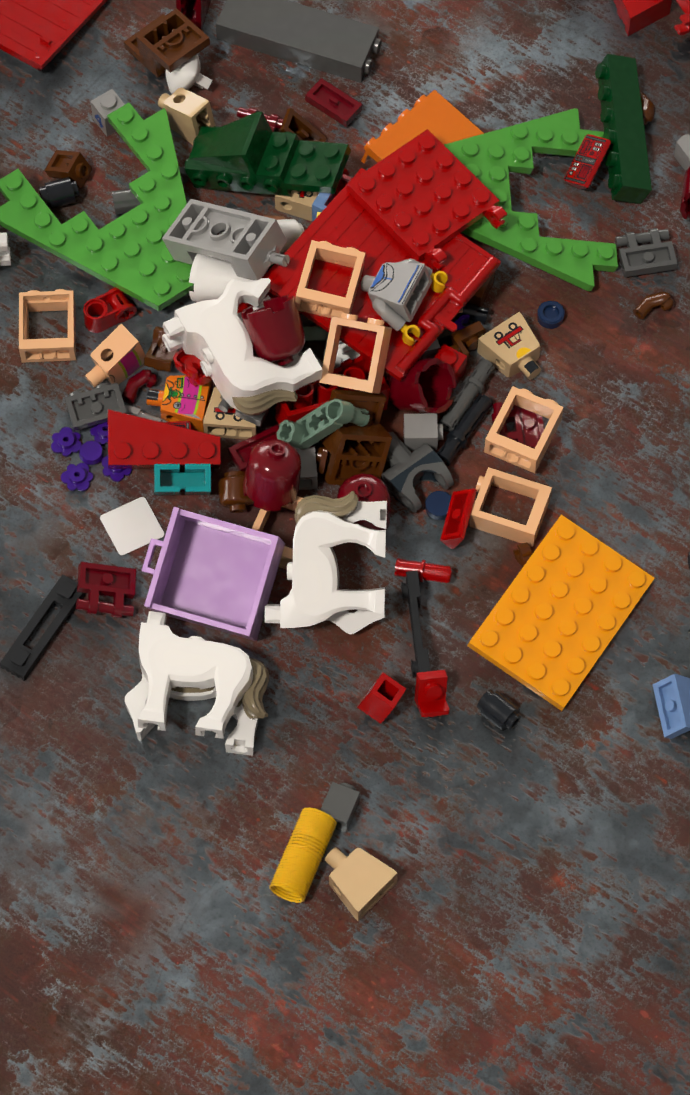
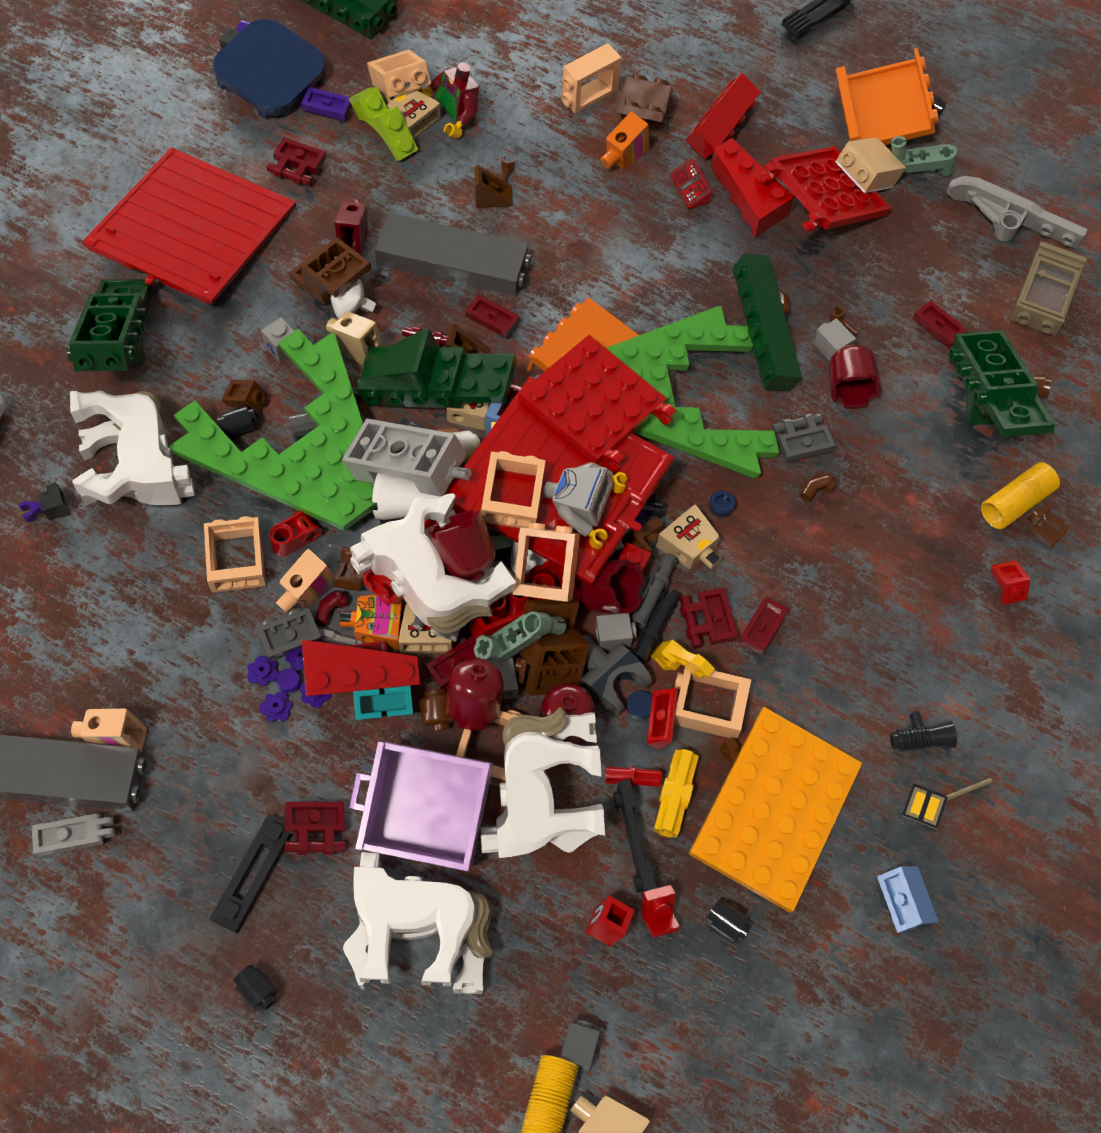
camera: 10 degrees left, 0 degrees up
(39, 727) = (255, 988): none -> black brick
(132, 525) = (335, 753): white sticker -> none
(463, 590) = (676, 793): none -> yellow piece
(482, 459) = (677, 656): none -> yellow piece
(513, 451) = (707, 645): light nougat window -> none
(575, 438) = (763, 625): none -> dark red plate
(587, 161) = (737, 354): slope -> none

